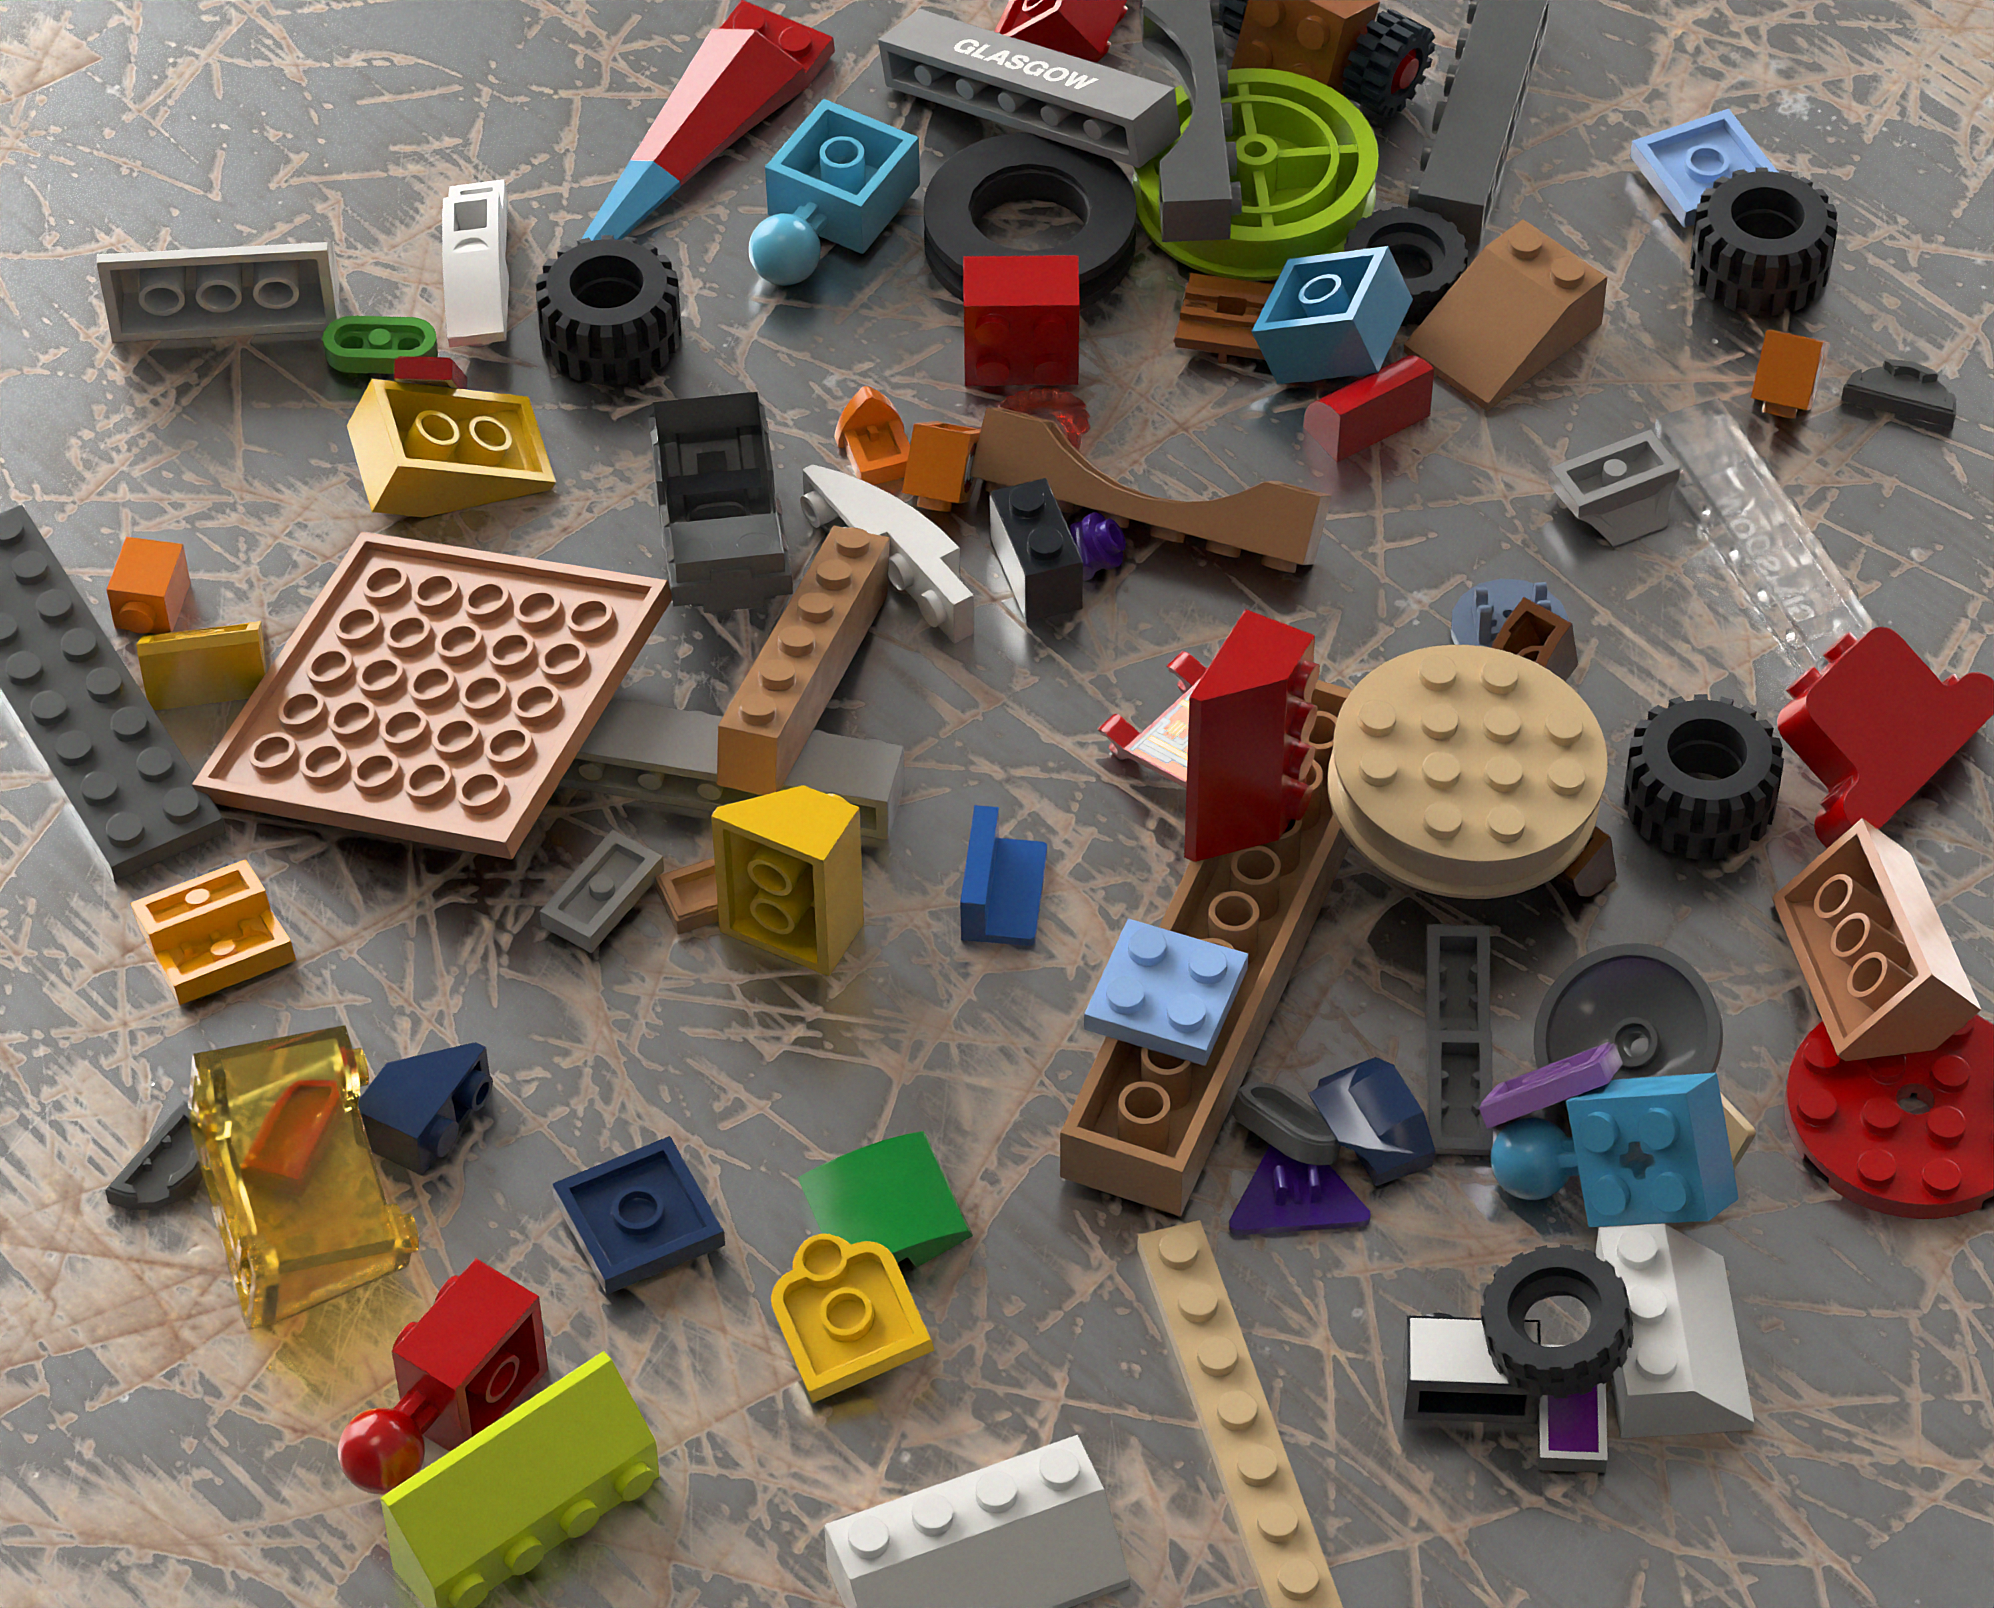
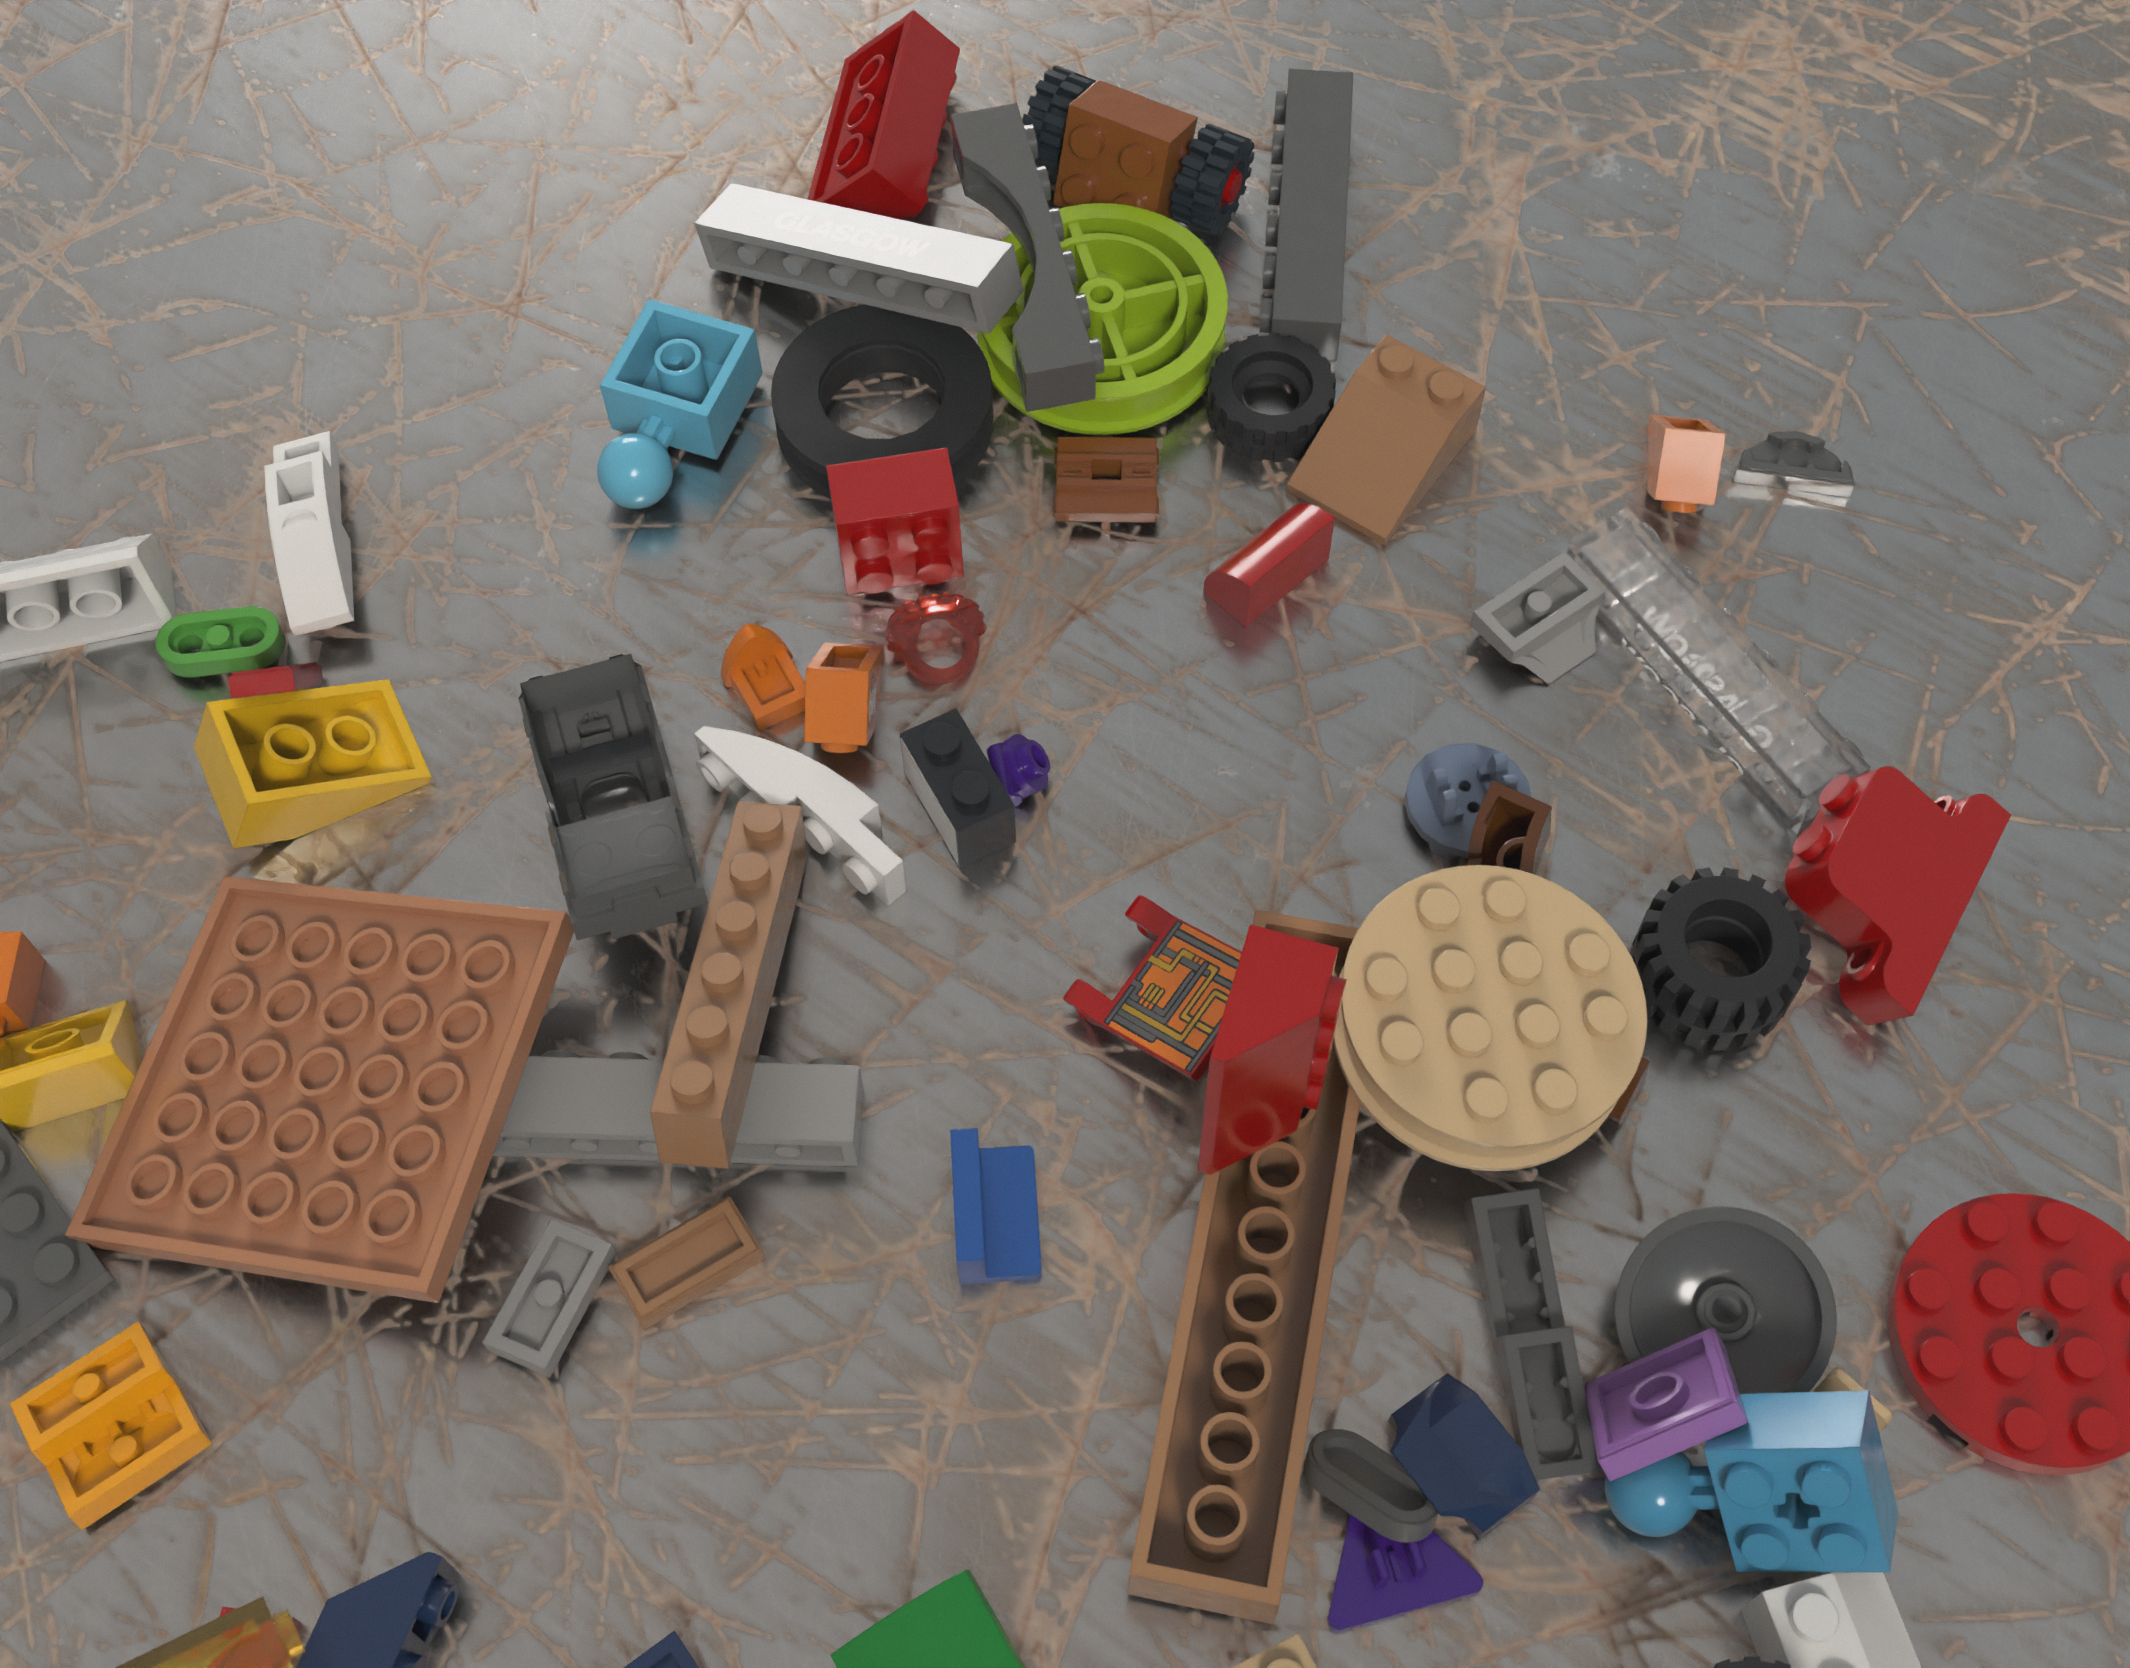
camera: 10 degrees left, 10 degrees up
(608, 309) = (450, 531): black tyre -> none
(729, 88) = (551, 292): red plate -> none
(790, 874) = (763, 1268): yellow slope -> none
(1166, 991) = (1215, 1362): light blue plate -> none
(1266, 519) = (1194, 717): medium nougat arch -> none
(1332, 315) = (1216, 470): dark azure brick -> none
(1693, 156) = (1543, 247): light blue plate -> none
(1763, 241) = (1627, 288): black tyre -> none
(1874, 949) = (1960, 1157): nougat slope -> none

